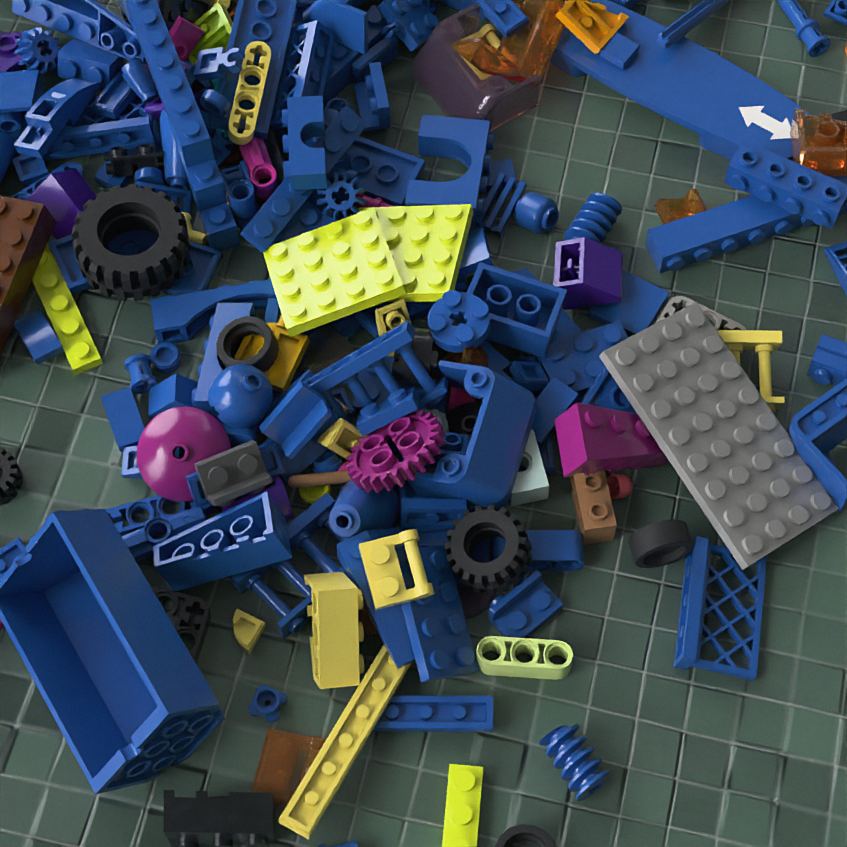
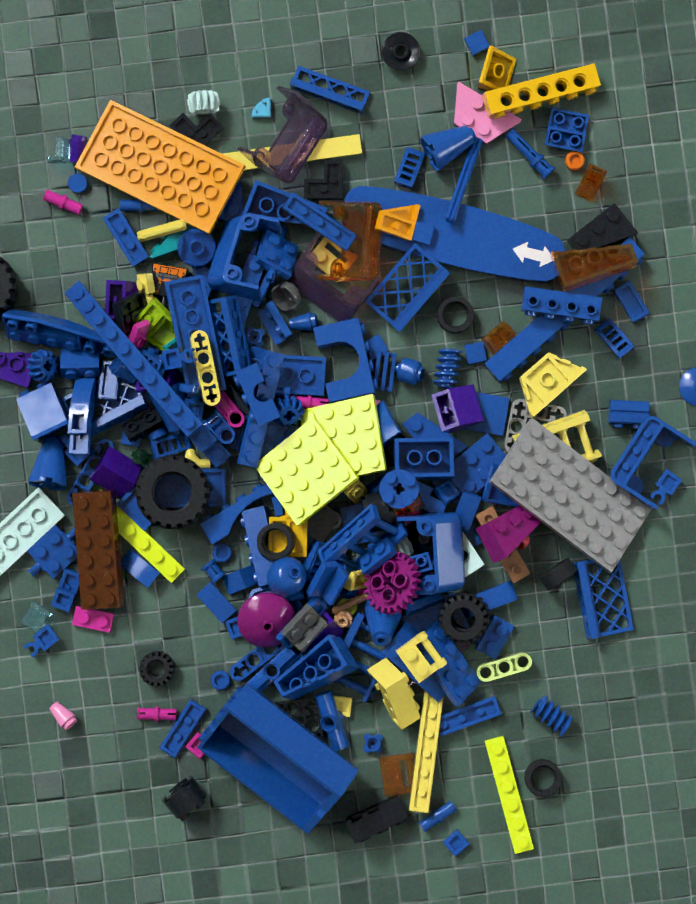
camera: 15 degrees left, 25 degrees up
(218, 626) = (334, 730): none -> blue piece
(308, 495) = (346, 615): none -> light nougat plate
(402, 73) = (286, 296): none -> dark grey hair
(411, 112) = (304, 322): none -> blue cone
(582, 132) = (419, 299): none -> blue fence
(632, 150) = (455, 329): none -> black tyre
(637, 223) = (475, 353): none -> blue tile
(735, 285) = (547, 380): none -> light yellow wing

